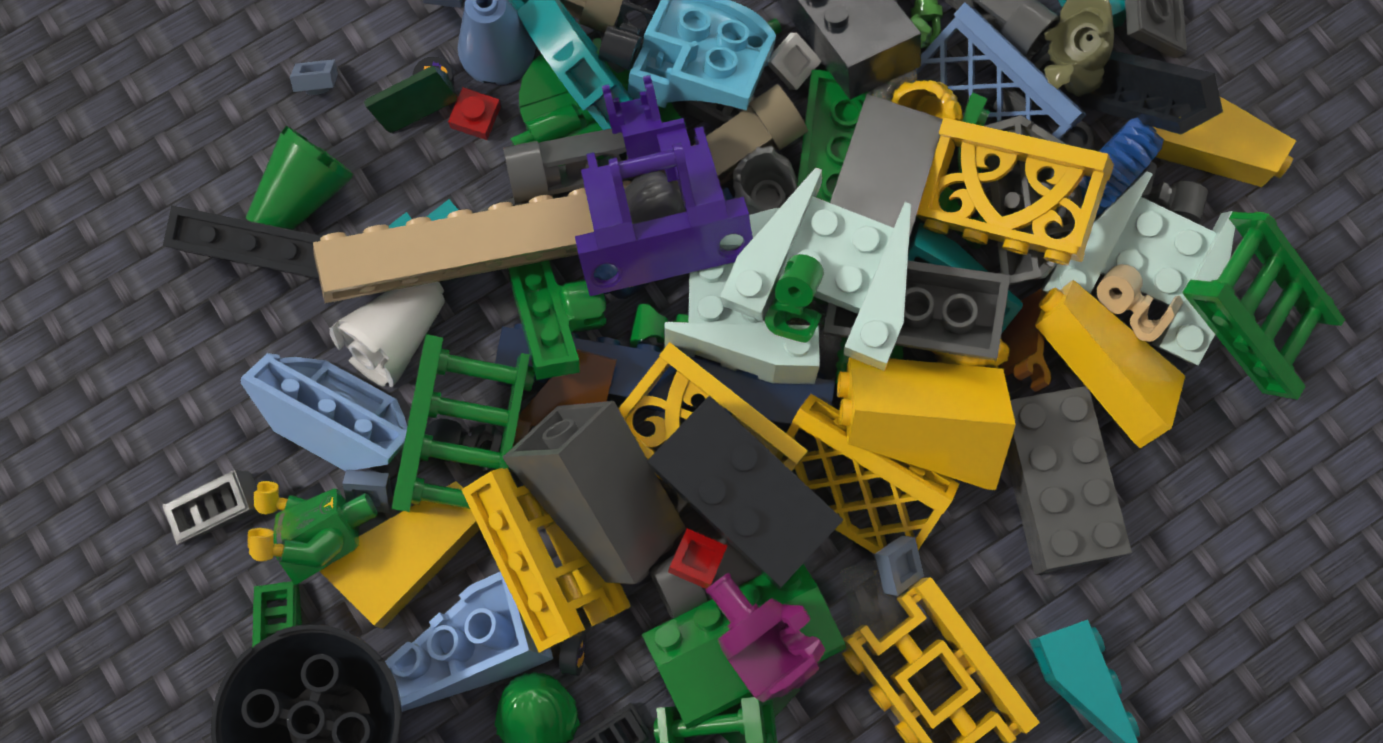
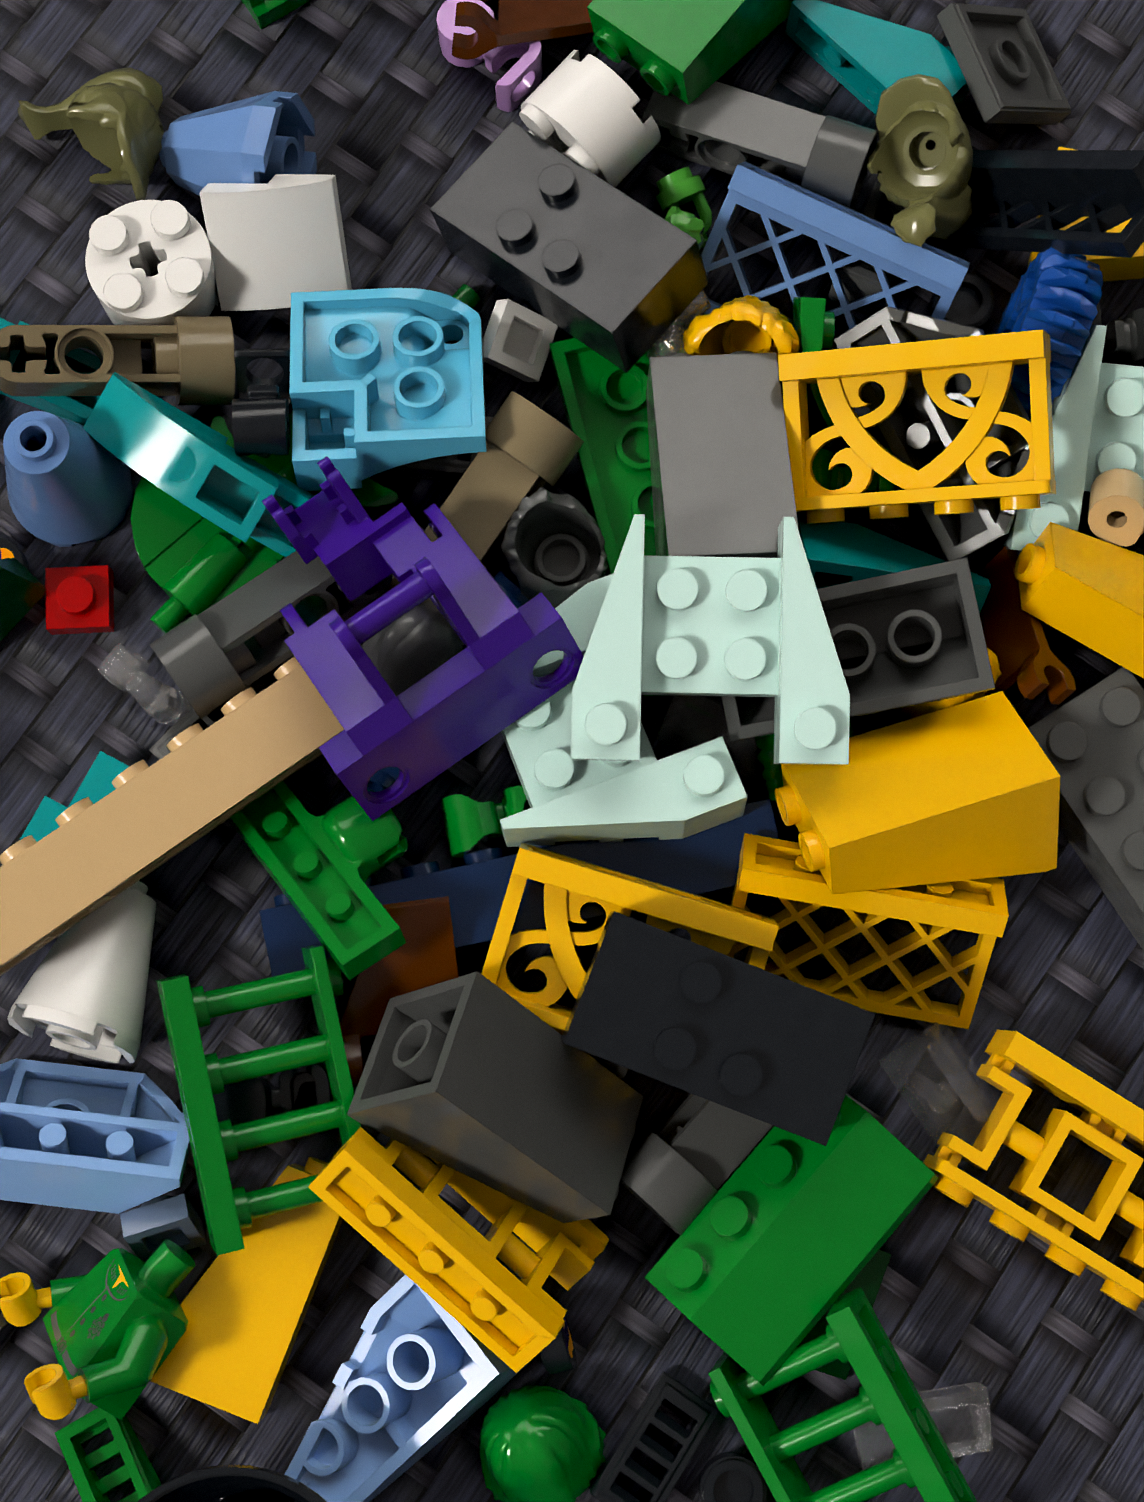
camera: 25 degrees left, 5 degrees up
(495, 185) = (156, 698): none -> clear arm
(697, 559) = (684, 1143): red plate -> none
(766, 642) = (832, 1227): magenta piece -> none
(792, 294) = (680, 712): green leg -> none
(899, 565) = (963, 1028): sand blue plate -> none

